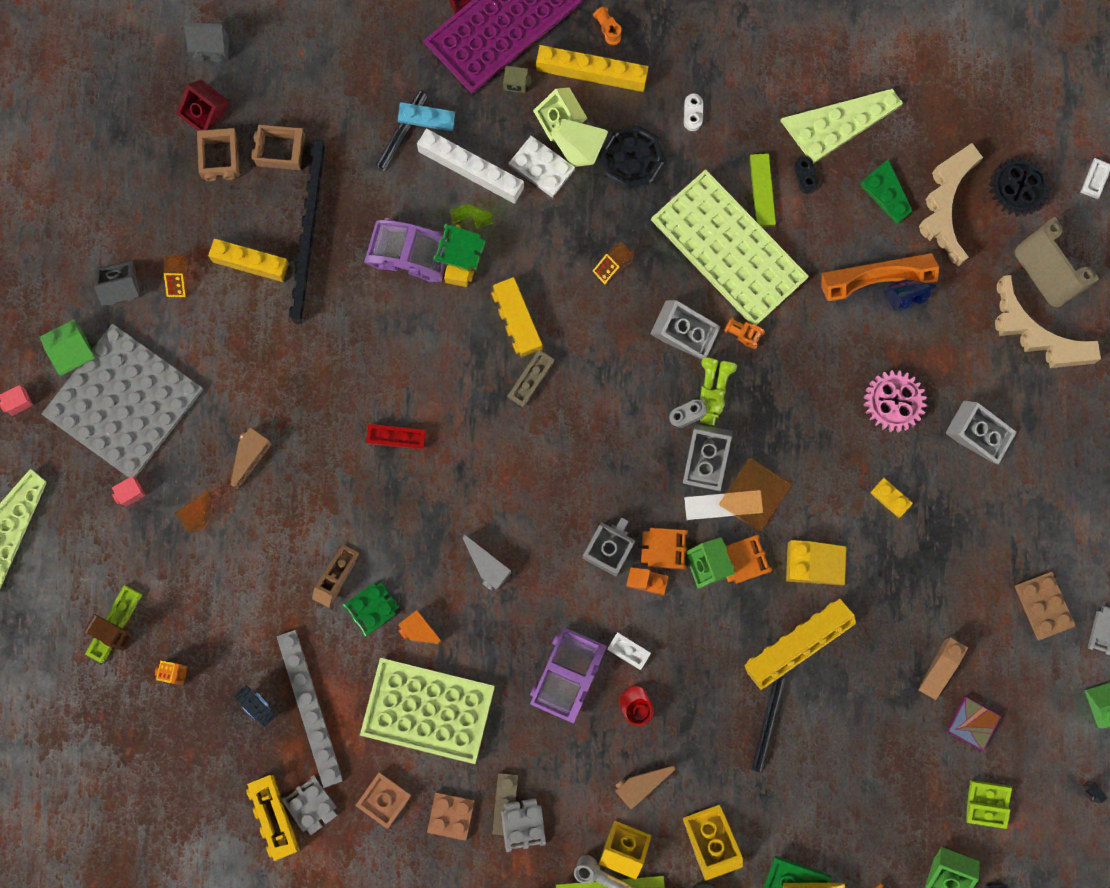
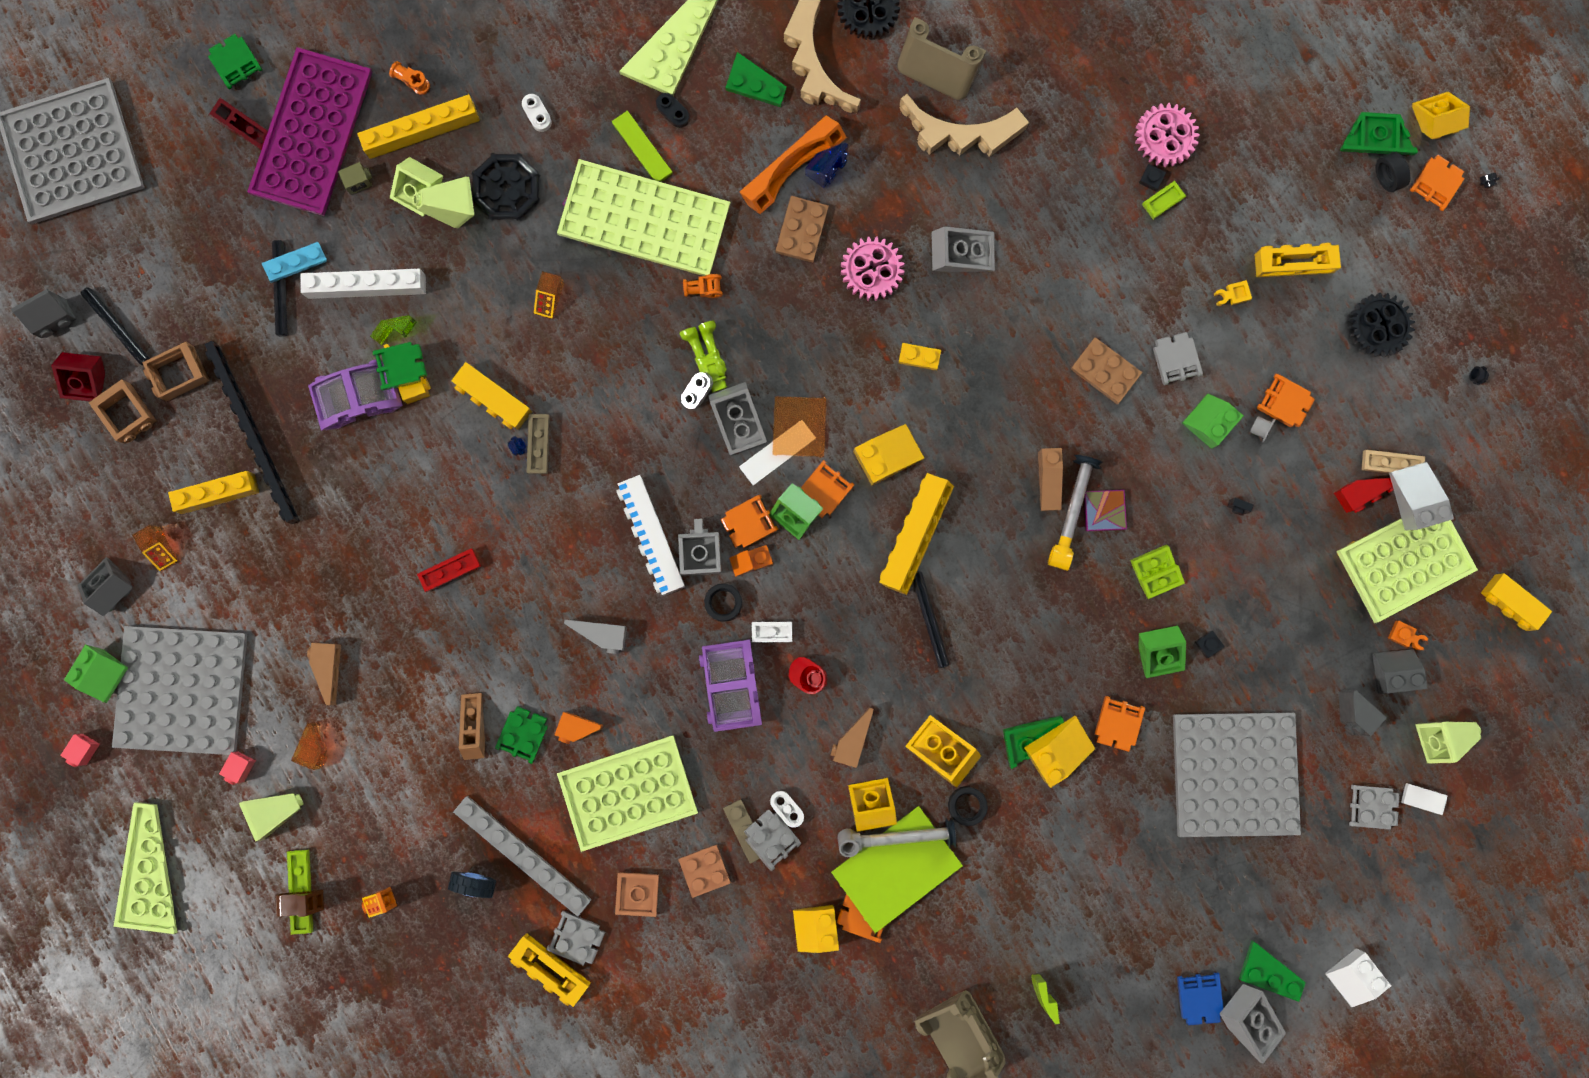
camera: 35 degrees left, 5 degrees up
(131, 544) = (269, 813): none -> yellowish green slope
(254, 83) = (114, 325): none -> black axle
(512, 369) = (517, 446): none -> clear blue plate
(541, 166) = (429, 244): white plate -> none
(552, 807) = (787, 808): none -> white plate
(577, 509) = (651, 535): none -> white brick
(598, 587) = (708, 604): none -> black tyre
(685, 329) = (649, 316): light grey slope -> none
(855, 334) = (802, 229): none -> medium nougat plate
(914, 737) = (1062, 554): none -> piece

